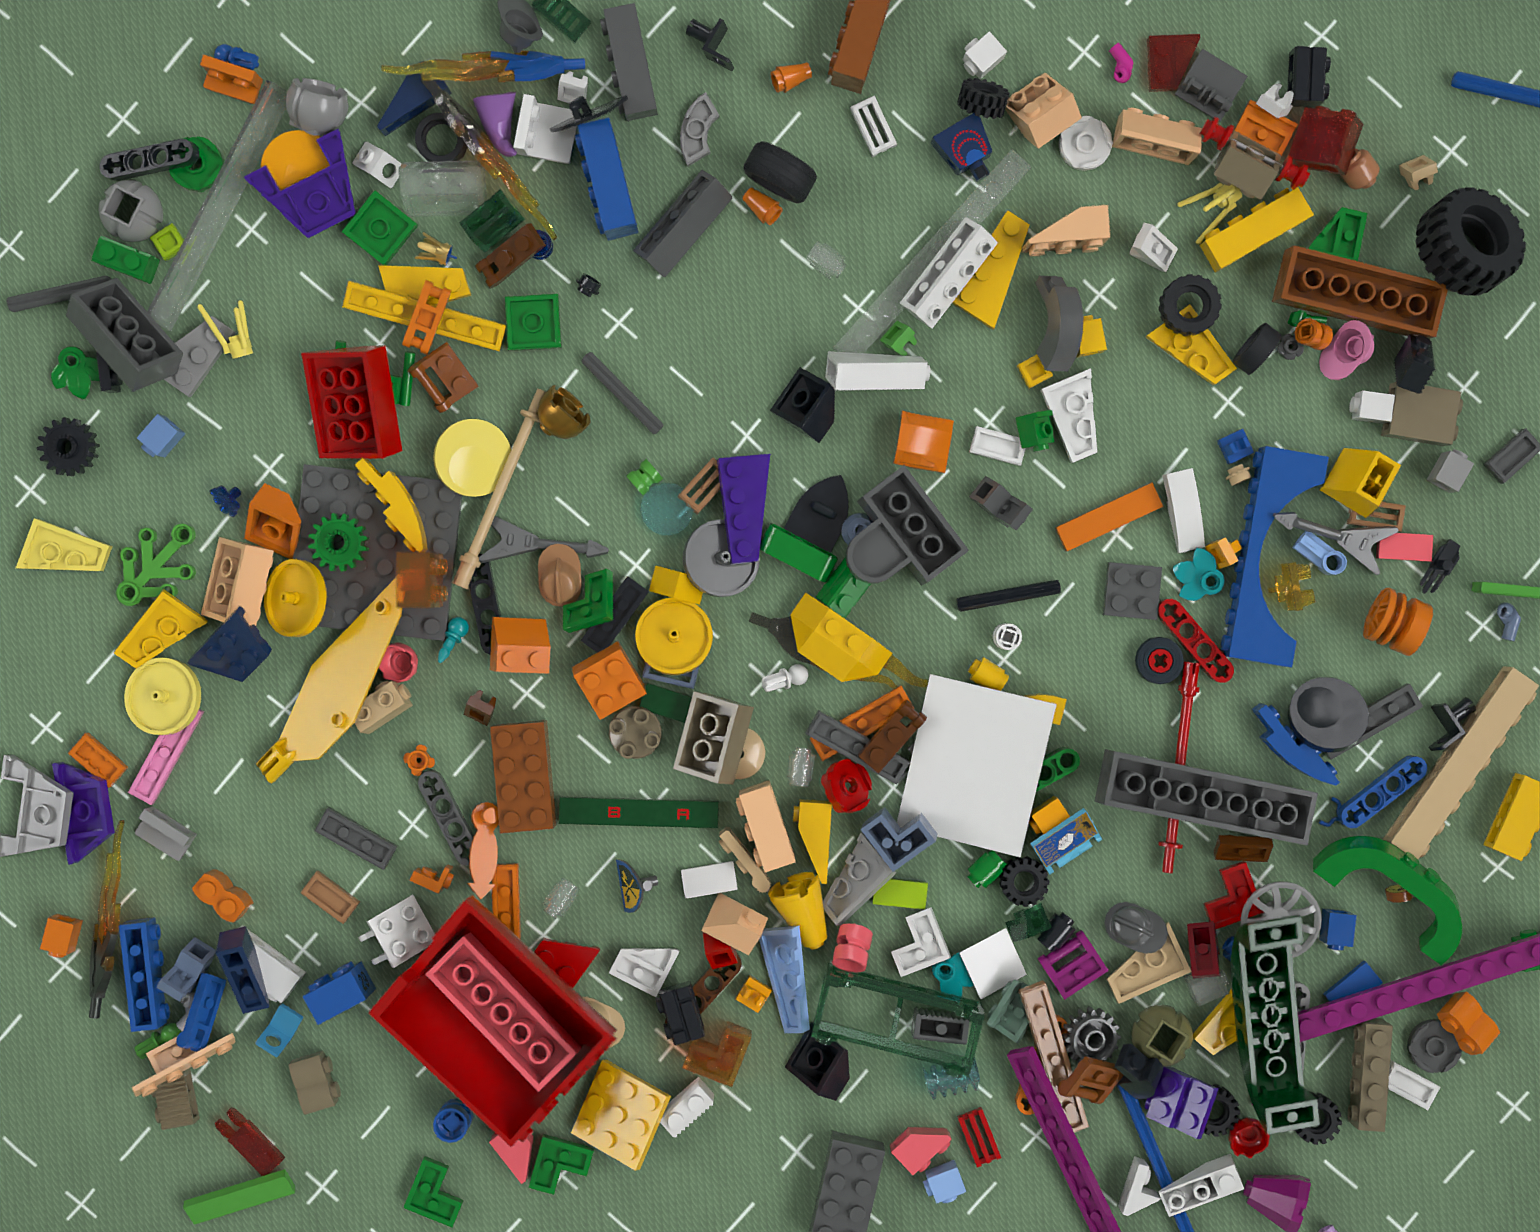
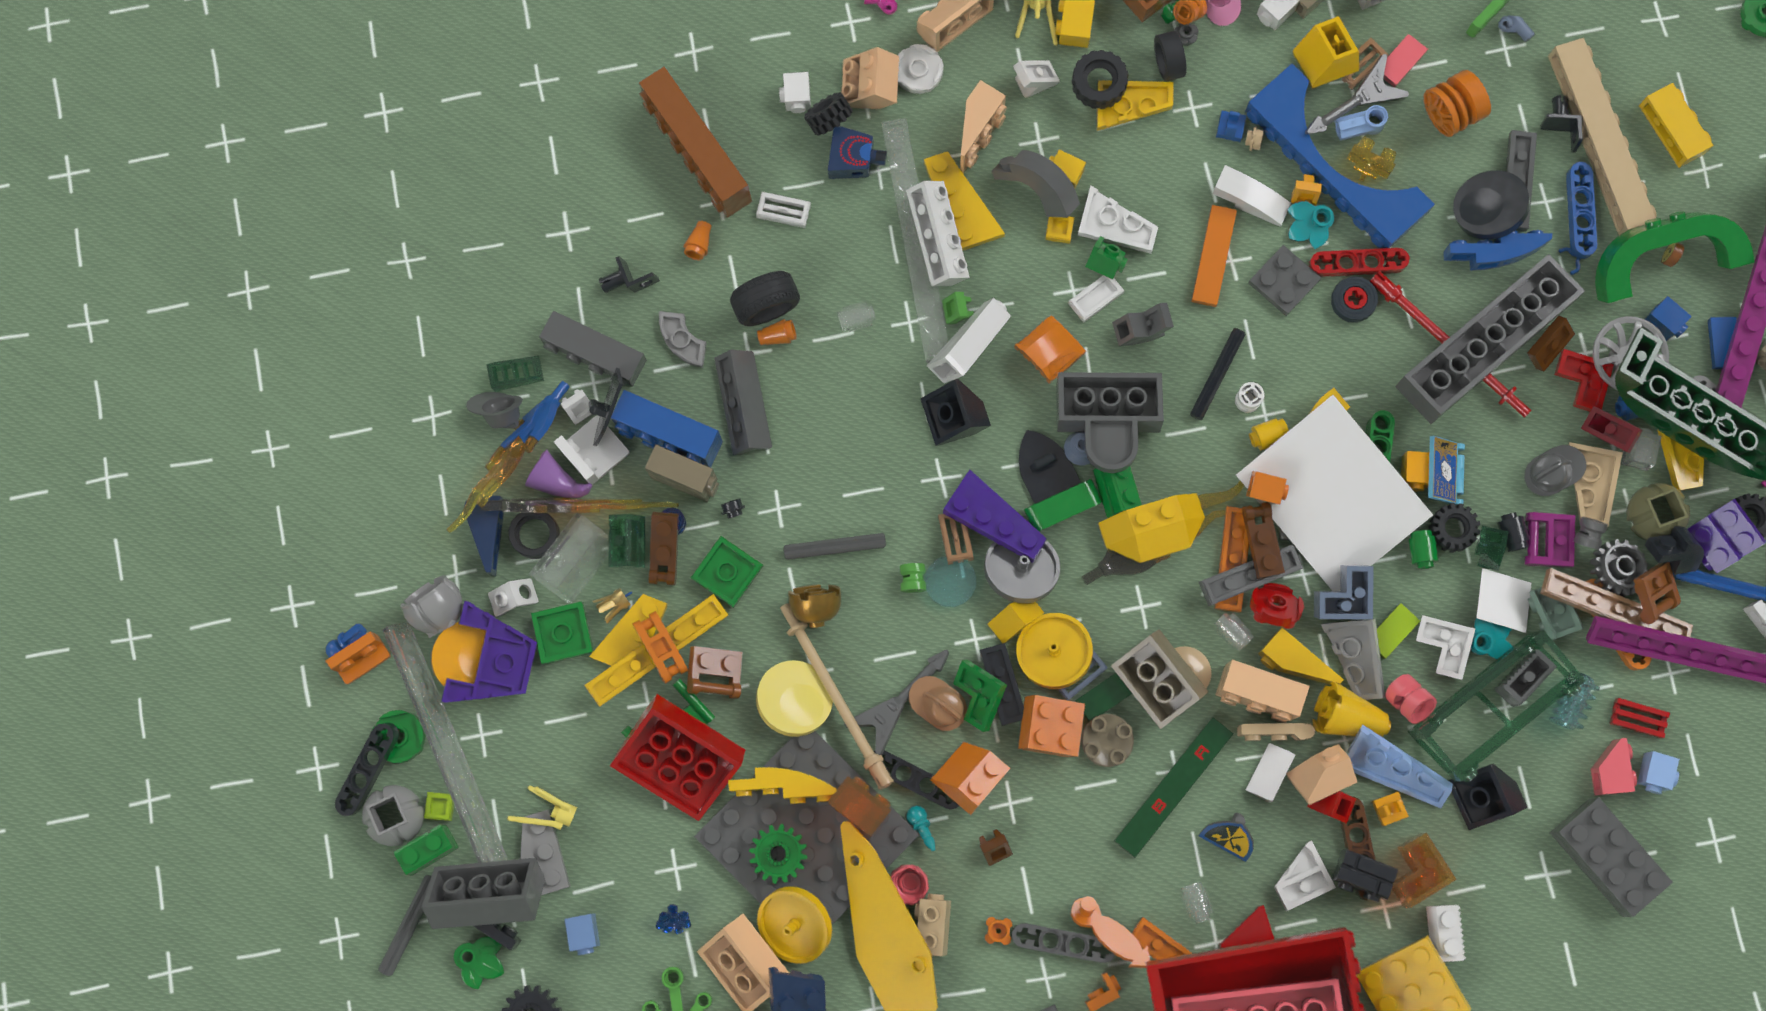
camera: 40 degrees left, 10 degrees down
(273, 521) = (721, 895): orange slope -> none
(523, 776) = (1076, 855): dark orange brick -> none
(581, 221) = (682, 473): none -> dark tan brick
(796, 675) = (1157, 580): white axle -> none
(936, 708) = (1267, 487): none -> orange brick
(1101, 993) = (1590, 532): none -> flat silver wheel
(1441, 564) = (1436, 44): black piece -> none

